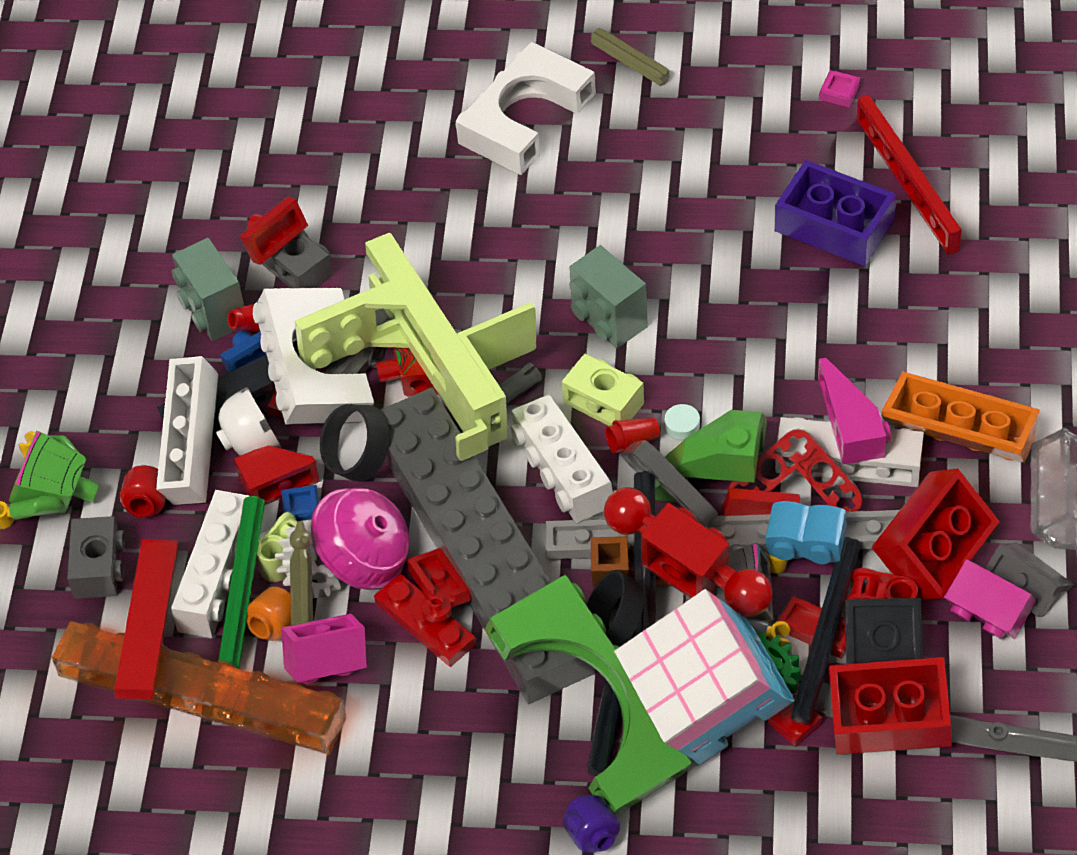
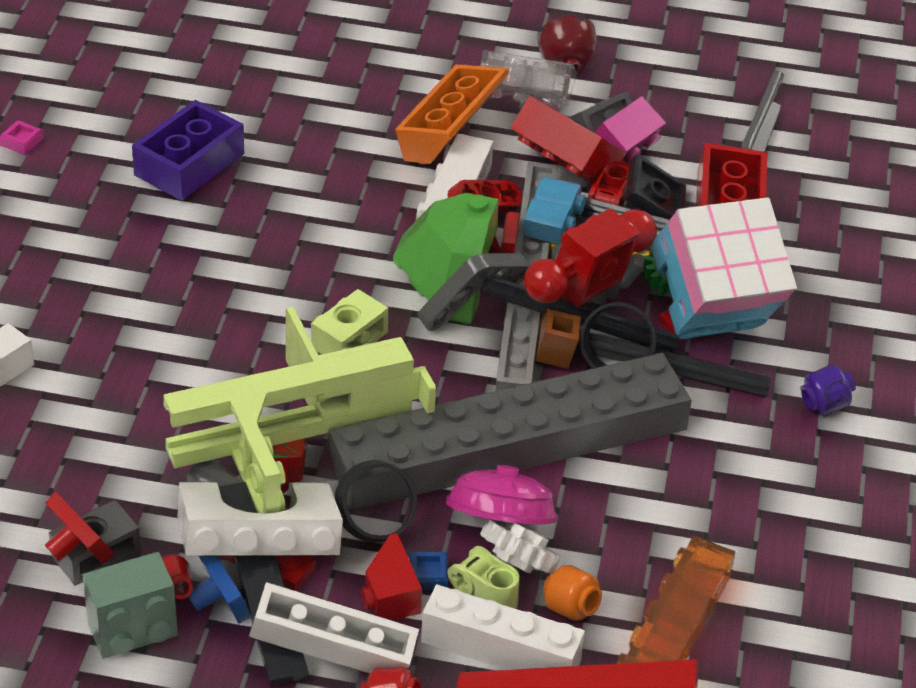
camera: 90 degrees left, 10 degrees down
(241, 581) = (539, 605): green axle -> none
(244, 425) = (334, 578): white cylinder -> none
(301, 576) = (570, 550): olive wheel -> none
(324, 648) = (632, 544): dark pink brick -> none
(404, 604) = (592, 484): red plate -> none
(439, 584) = (560, 461): red hinge -> none
(561, 457) = (469, 346): white brick -> none
(561, 622) = (654, 349): bright green arch -> none
(608, 296) = (245, 298): sand green brick -> none
(625, 432) = (403, 318): red cone -> none
(682, 421) = (391, 287): light aqua tile -> none
(852, 416) = (437, 160): dark pink slope -> none
(909, 175) = (146, 107): red tile -> none

